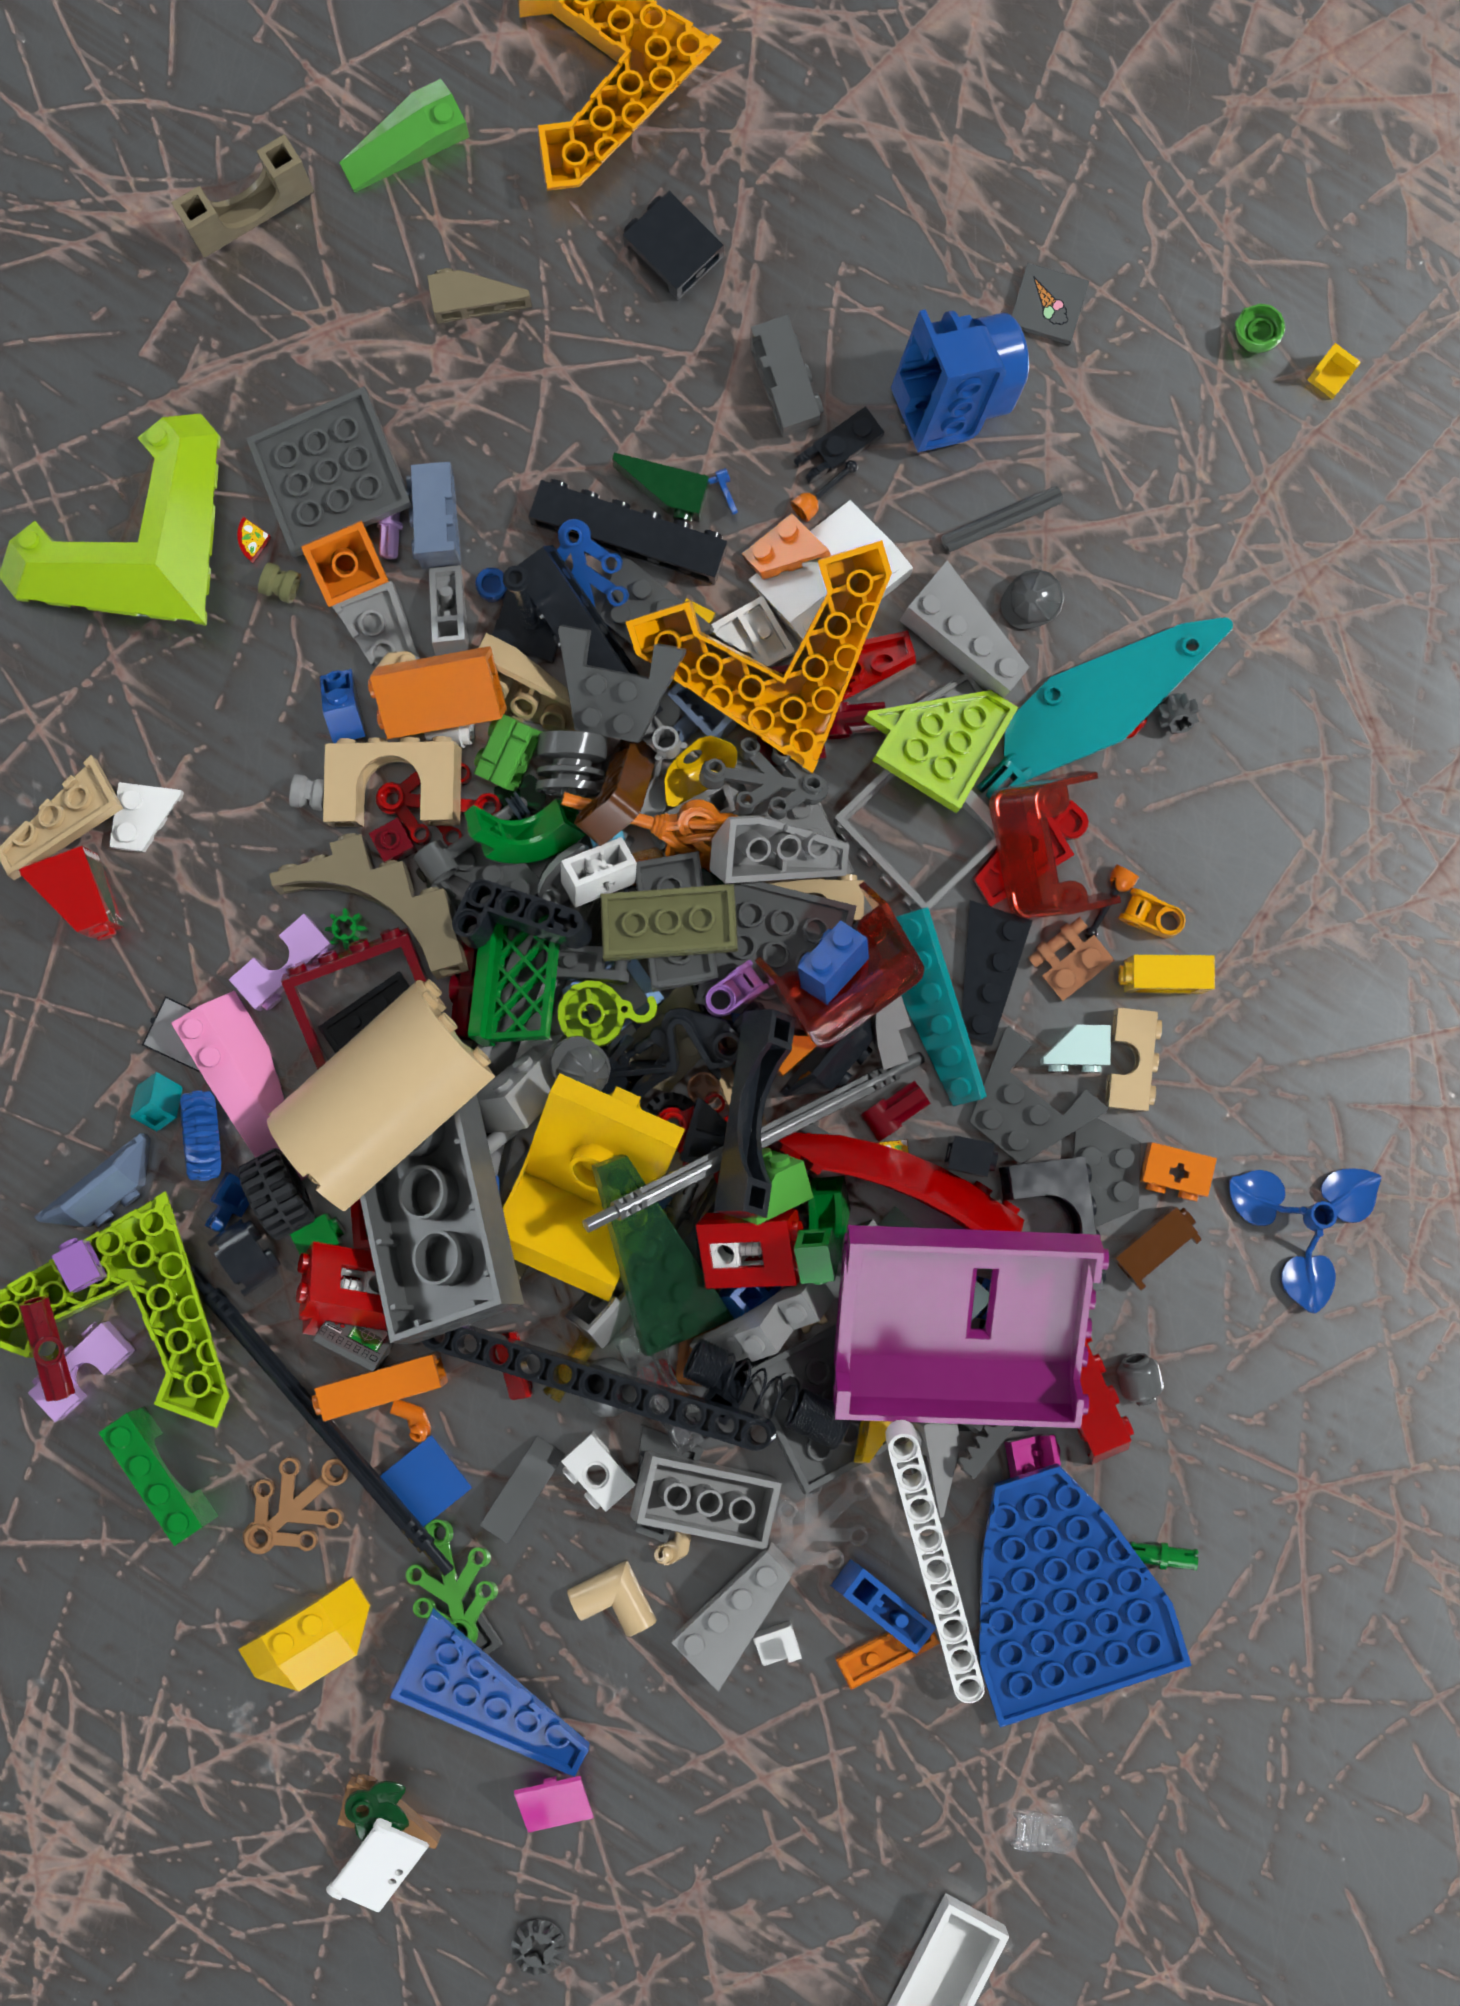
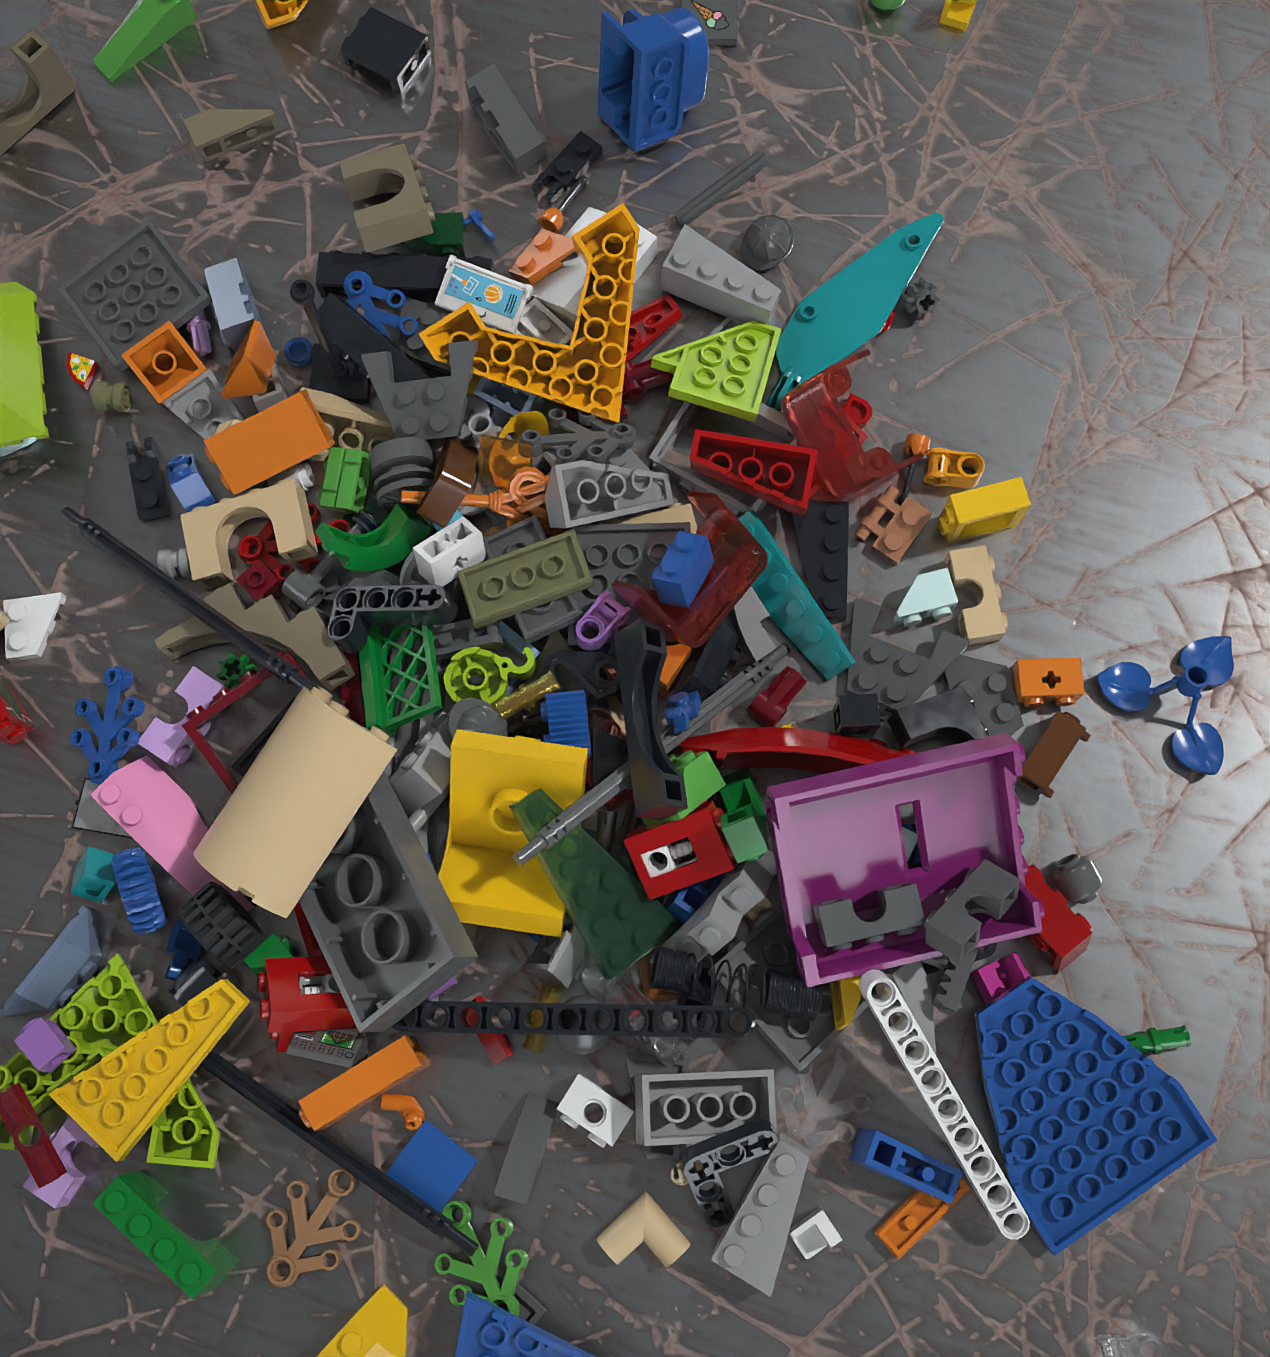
camera: 10 degrees left, 10 degrees down
(163, 1325) = (138, 1080): none -> yellow wing
(201, 954) = (104, 760): none -> blue plant
(297, 690) = (148, 482): none -> black hinge
(313, 843) = (236, 635): none -> black axle
(435, 597) = (250, 365): none -> orange slope
(639, 1048) = (527, 695): none -> clear yellow pin
(647, 470) = (403, 216): none -> dark tan arch
(672, 1089) = (567, 719): none -> blue brick
(678, 783) = (501, 458): none -> clear orange piece
(700, 1555) = (714, 1162): none -> black beam
(709, 578) = (487, 292): none -> door
(791, 1103) = (682, 708): none -> blue plate
(945, 1369) = (897, 911): none -> dark grey arch
(949, 870) = (758, 467): none -> red wedge
(1037, 1372) = (985, 891): none -> dark grey arch

